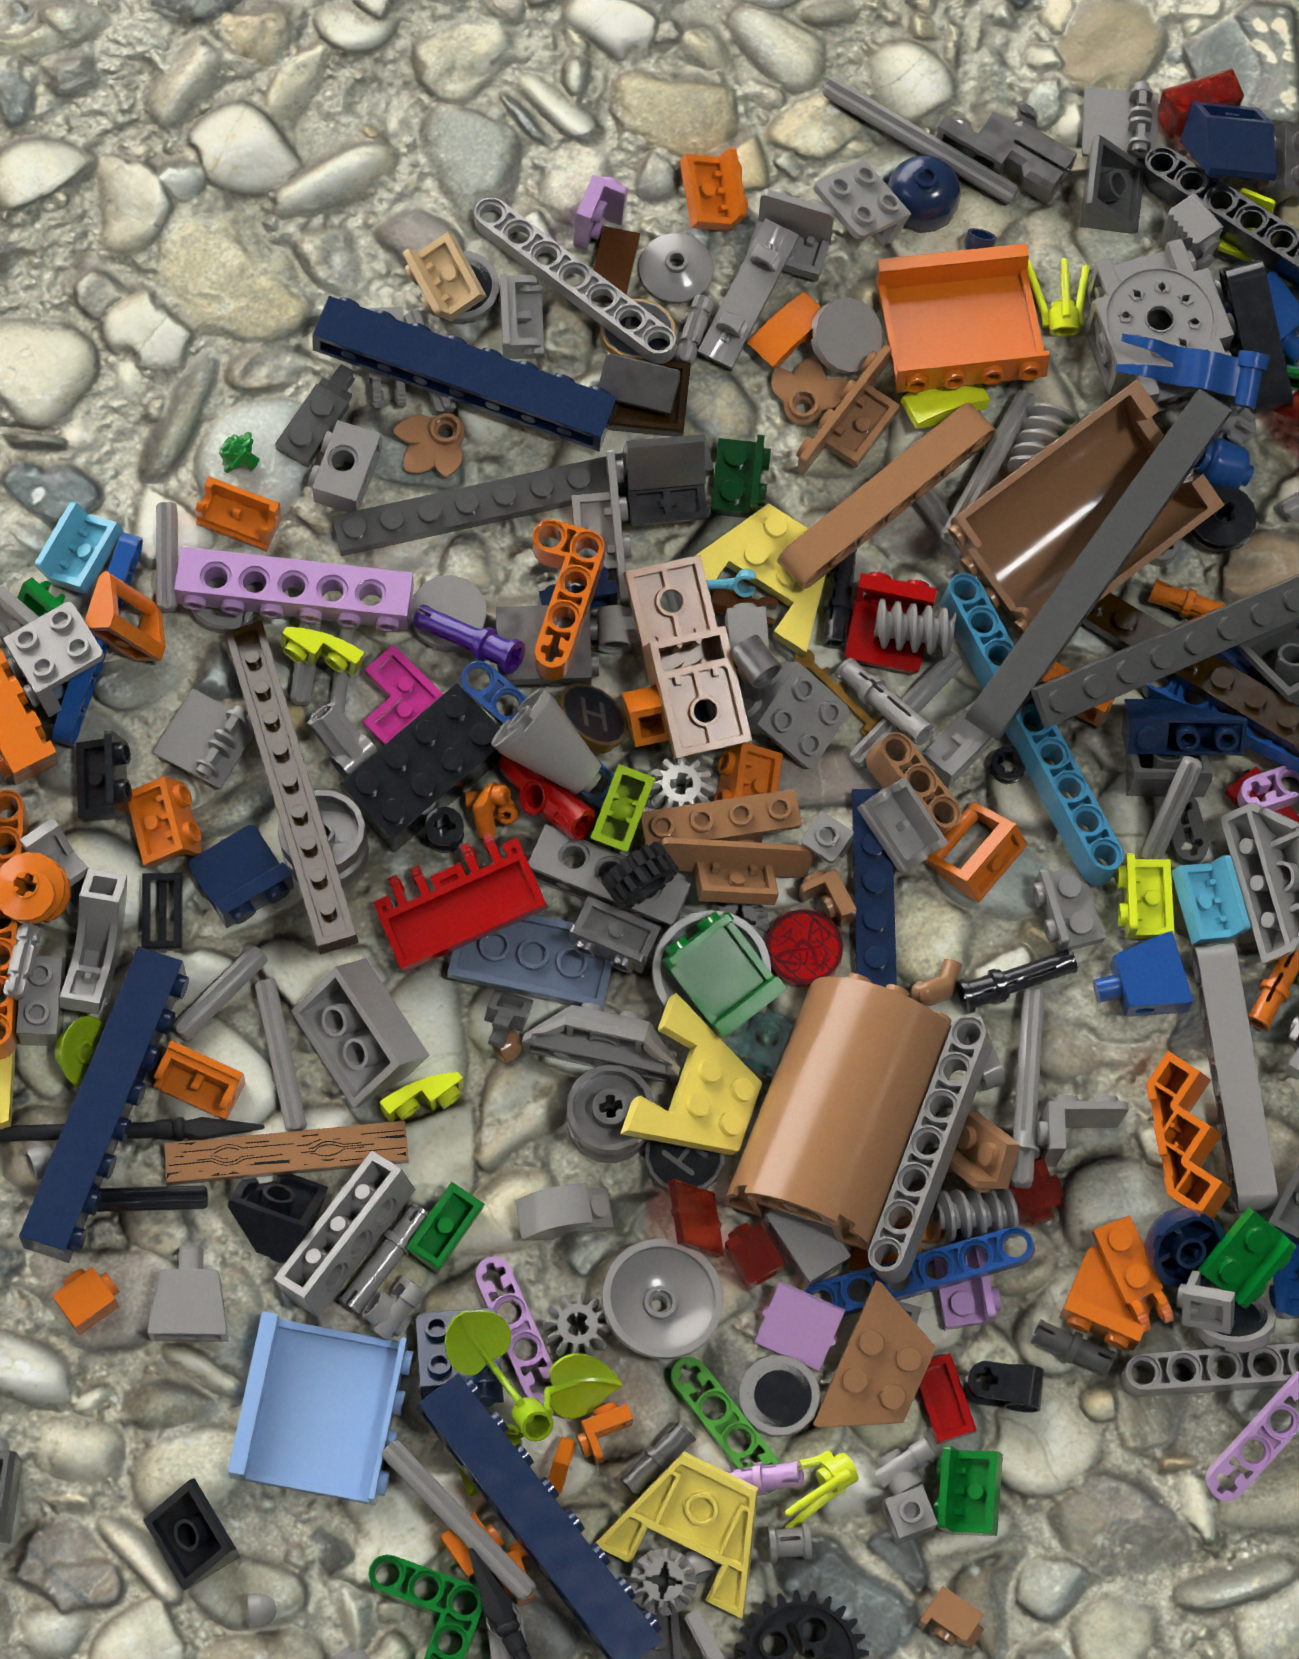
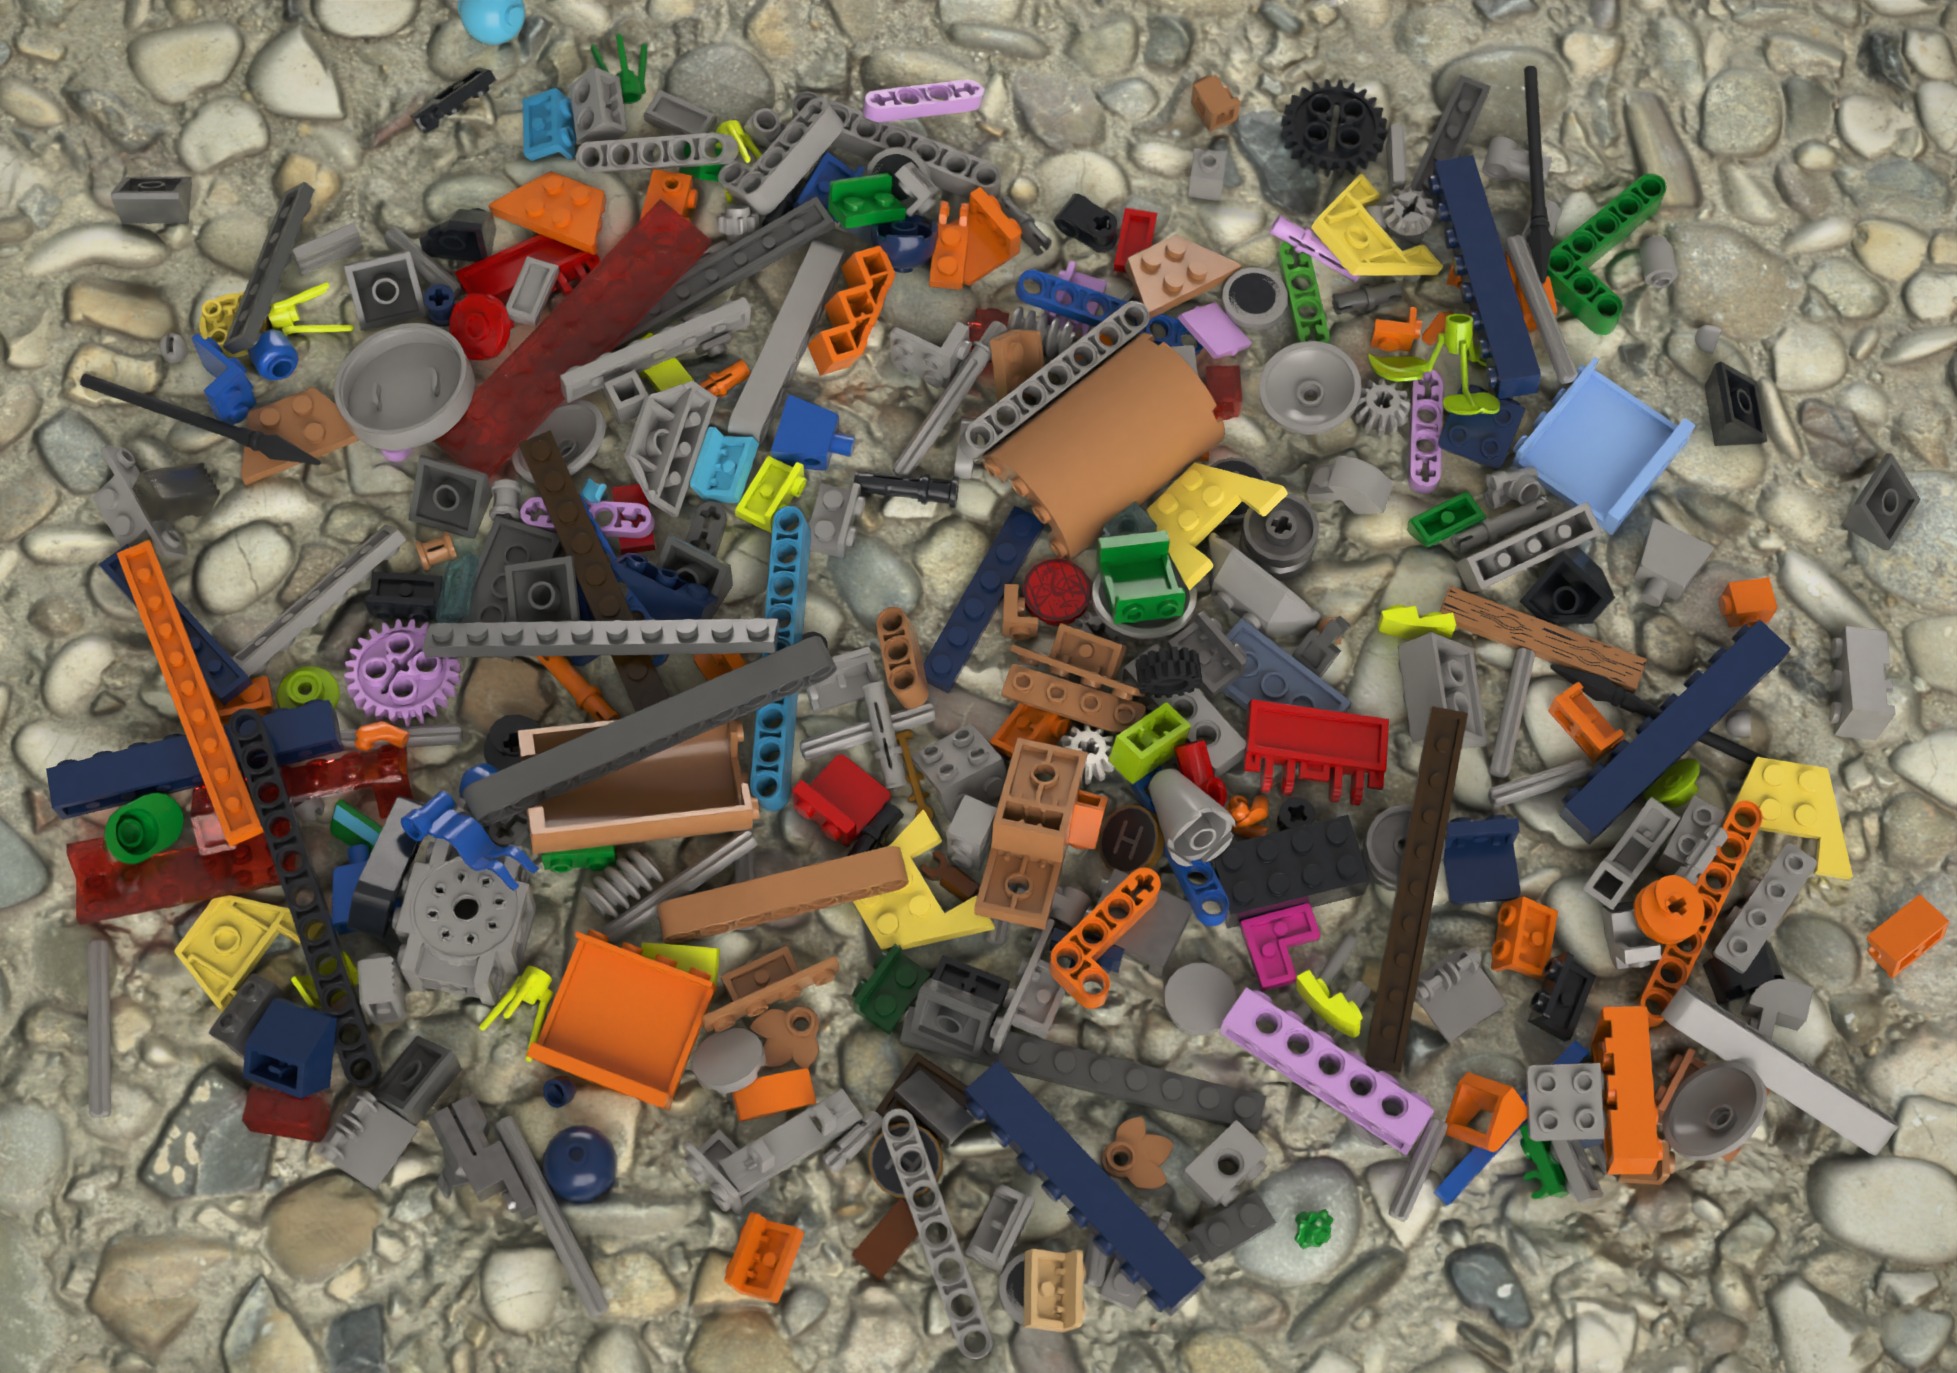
camera: 150 degrees left, 5 degrees down
(77, 549) = (1494, 1209): medium azure bracket -> none
(153, 1198) = (1659, 654): black axle -> none
(162, 944) = (1546, 896): black tile -> none
(238, 514) = (1338, 1173): orange hinge -> none
(342, 740) = (1345, 920): light grey piece -> none
(483, 643) = (1192, 933): dark purple pin -> none
(602, 201) = (890, 1282): lavender bracket -> none
(674, 283) = (838, 1230): light grey dish -> none
(696, 1218) = (1254, 430): clear red piece -> none
(734, 583) = (947, 883): medium azure hand -> none
(755, 667) = (985, 780): flat silver piece -> none
(789, 1542) = (1301, 200): light grey bush -> none
(828, 838) = (993, 650): light grey bracket -> none
(834, 1478) = (1246, 223): neon yellow plant -> none
(863, 202) = (647, 1162): light grey bracket -> none
(900, 1469) = (1190, 205): light grey plate -> none
(902, 825) = (931, 631): light grey hinge -> none
(914, 627) = (826, 776): light grey piece -> none
(939, 988) = (969, 510): medium nougat arm -> none
(968, 1491) = (1154, 170): green bracket -> none
(988, 861) = (872, 579): orange tile -> none
(1172, 808) = (713, 534): light grey axle -> none

